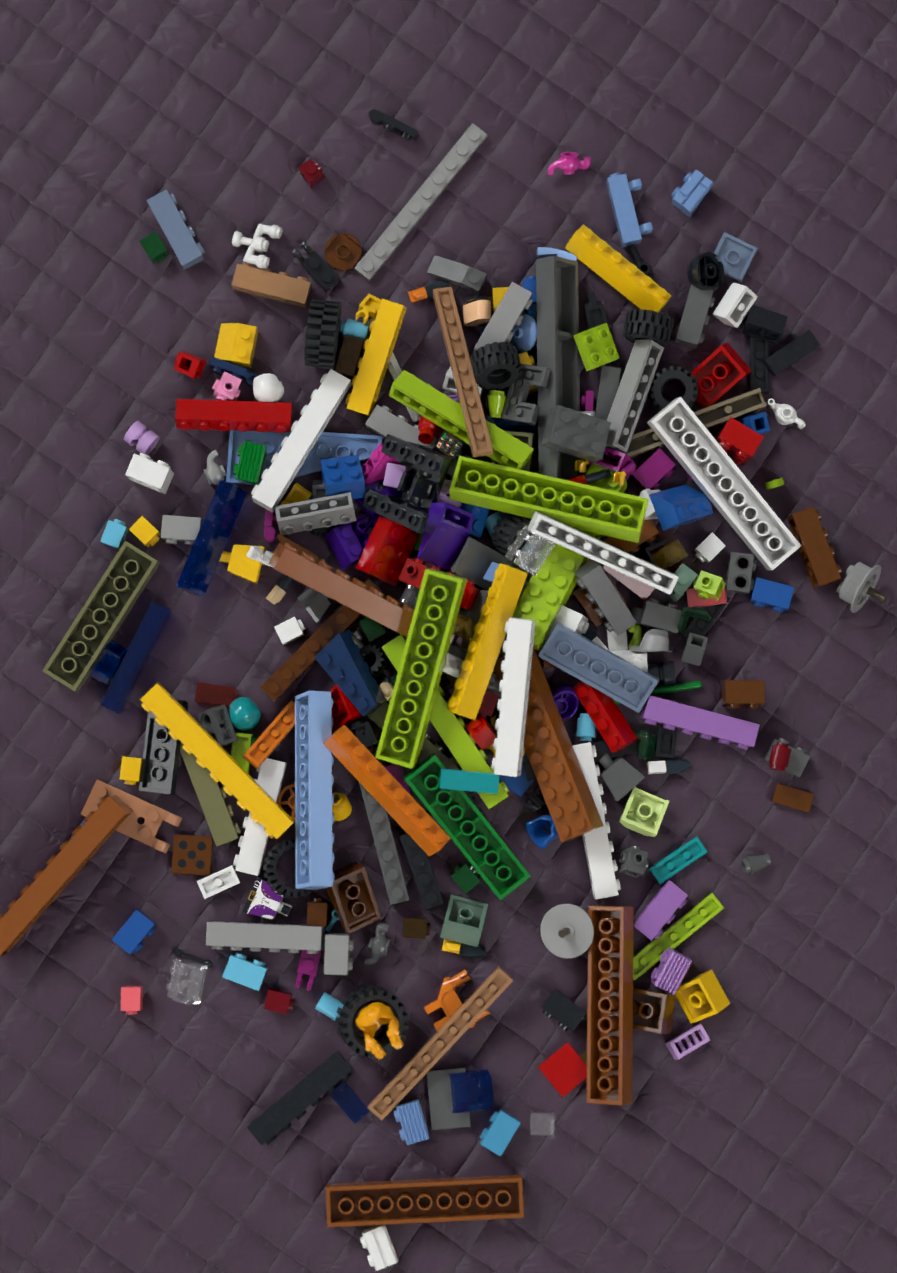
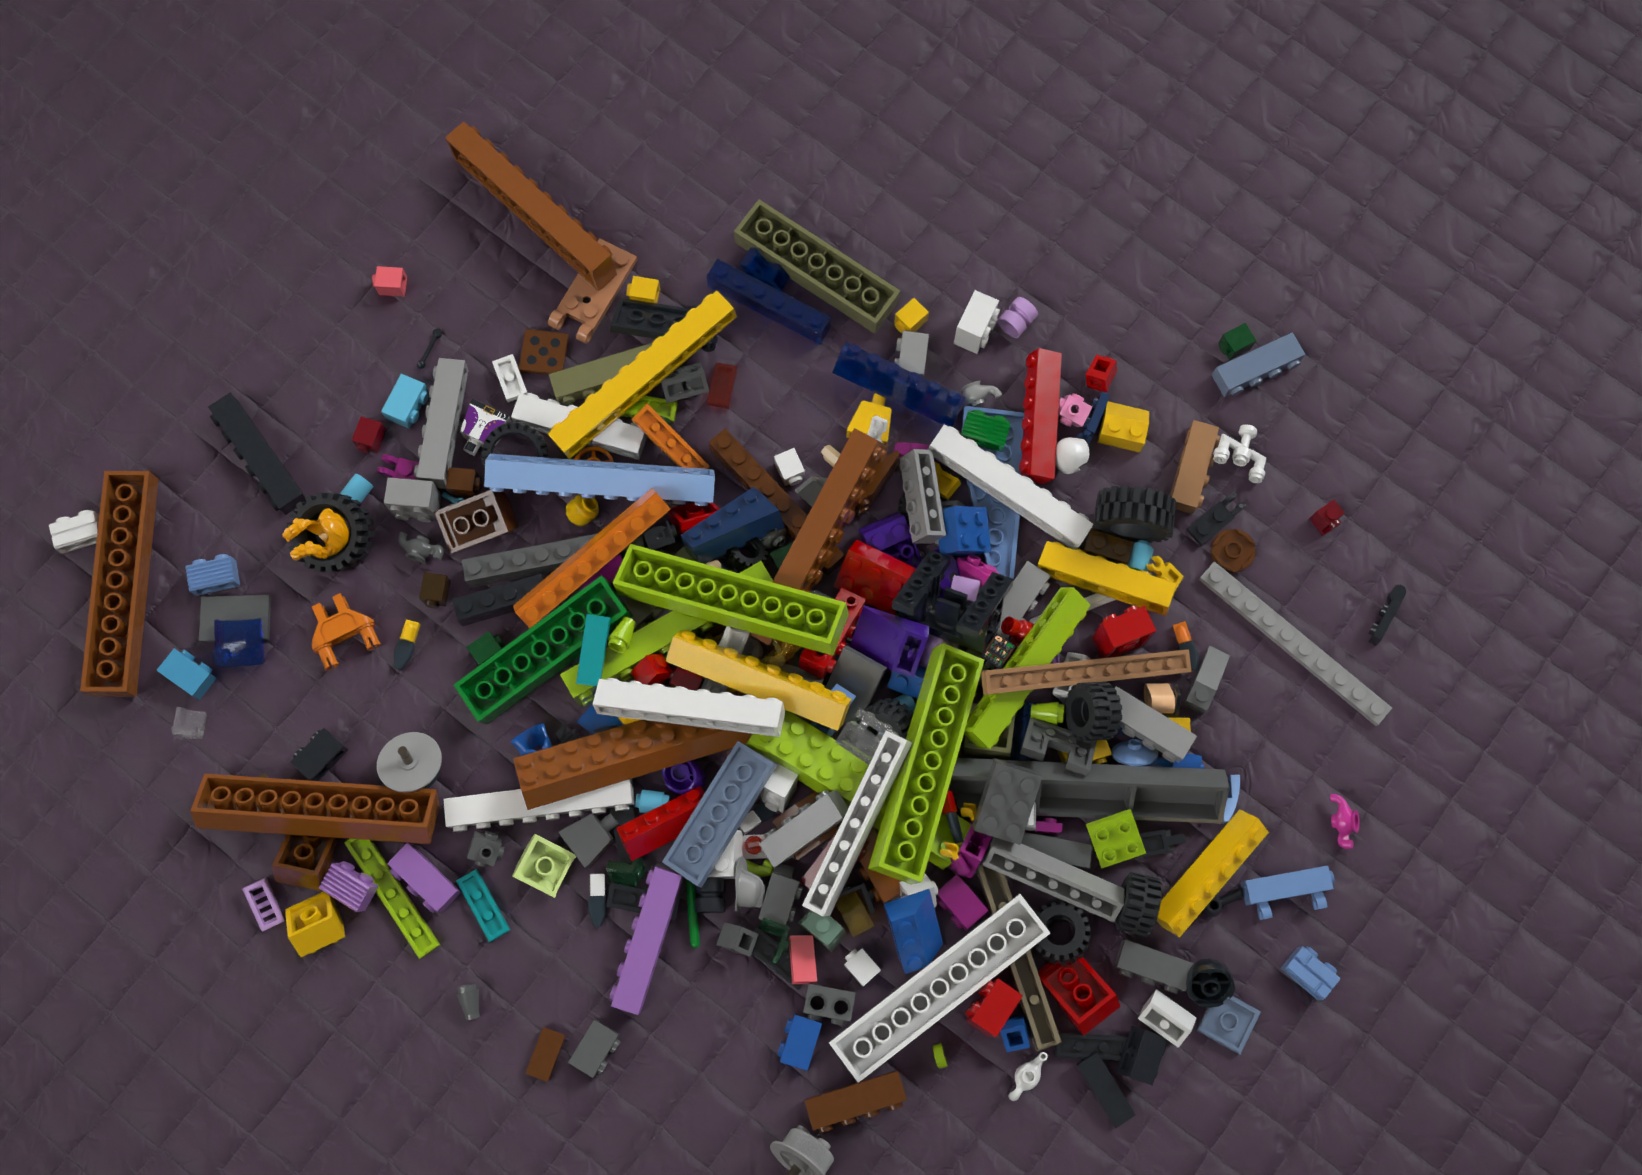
camera: 90 degrees right, 10 degrees down
(114, 534) = (910, 284): medium azure brick -> none
(134, 932) = (463, 287): blue brick -> none
(186, 981) = (400, 339): clear brick -> none
(244, 713) = (697, 414): teal hair -> none
(349, 1102) = (246, 508): clear blue tile -> none
(426, 341) = (1123, 632): none -> red brick
(440, 1043) = (297, 609): medium nougat plate -> none
(454, 758) = (621, 636): none -> lime cone
(464, 920) = (437, 645): sand green slope -> none
(564, 1069) = (250, 752): red tile -> none
(613, 643) = (755, 849): none -> clear red hinge
(708, 585) = (813, 960): lime brick -> none
(743, 693) = (678, 996): reddish brown brick -> none
(779, 756) = (594, 1036): dark red brick -> none

